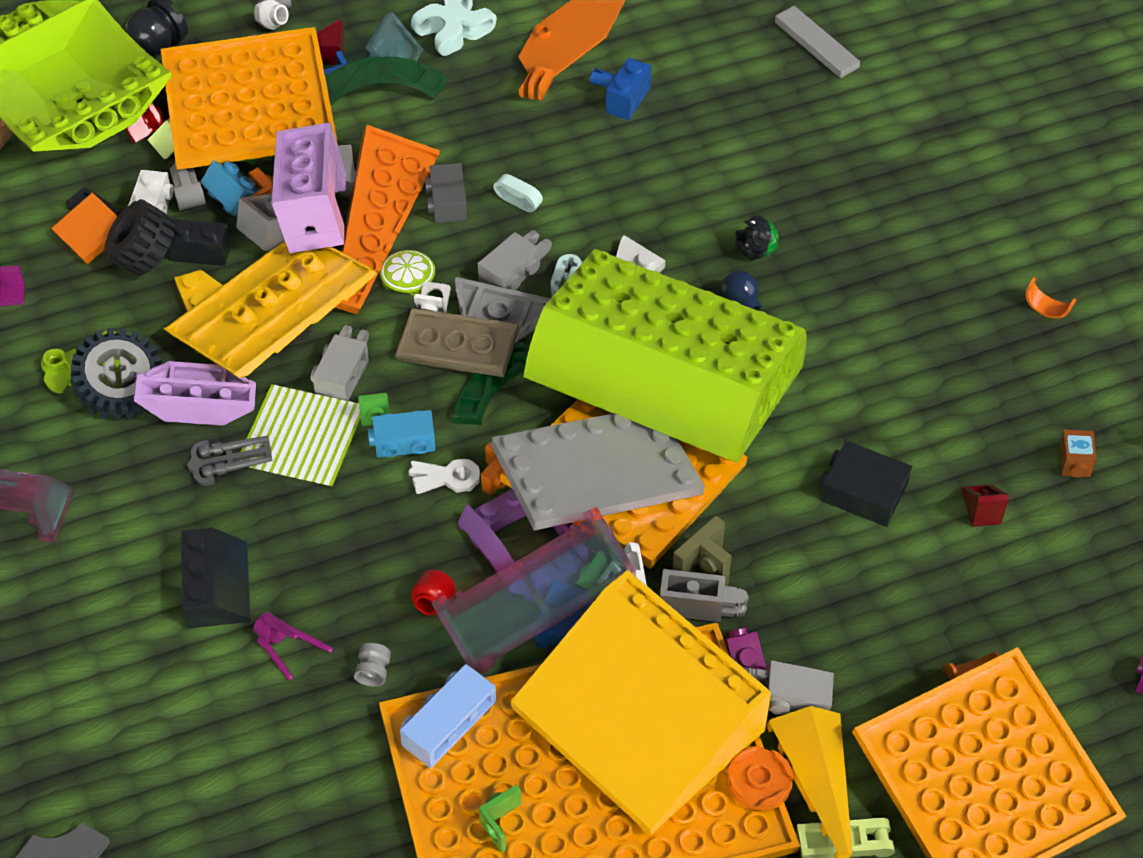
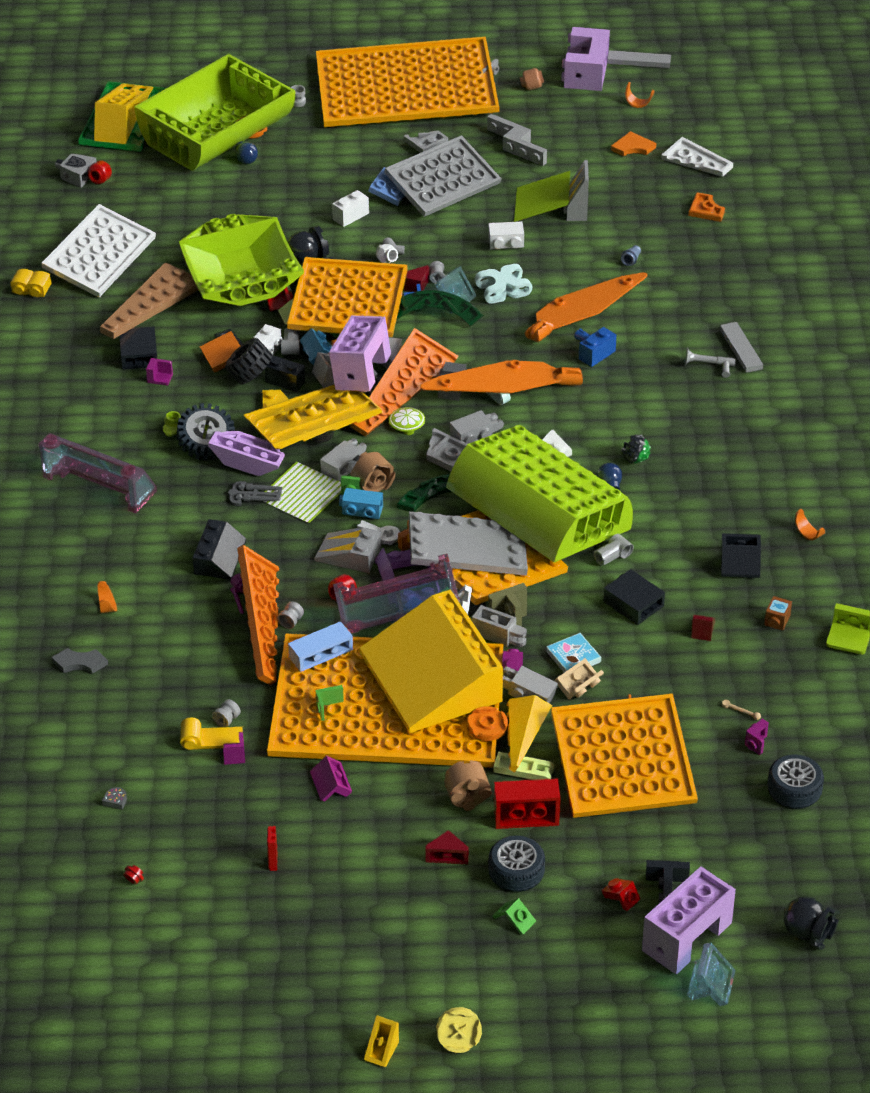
camera: 20 degrees right, 10 degrees down
(65, 721) = (106, 598): none -> orange helmet
(328, 674) = (260, 594): none -> orange wing
(354, 28) = (436, 271): none -> light grey bush
(401, 377) = (374, 472): none -> medium nougat brick
(414, 517) = (351, 549): none -> light grey slope
(430, 302) = (411, 438): white bracket -> none
(457, 342) = (419, 463): dark tan tile -> none
(522, 171) = (505, 377): none -> orange wing
(801, 408) = (617, 547): none -> light grey piece
(809, 69) = (726, 362): none -> light grey piece
(822, 607) = (572, 651): none -> tile
(855, 652) = (578, 678): none -> tan bracket
(982, 373) = (740, 555): none -> black slope
(1076, 628) = (726, 704): none -> tan hinge

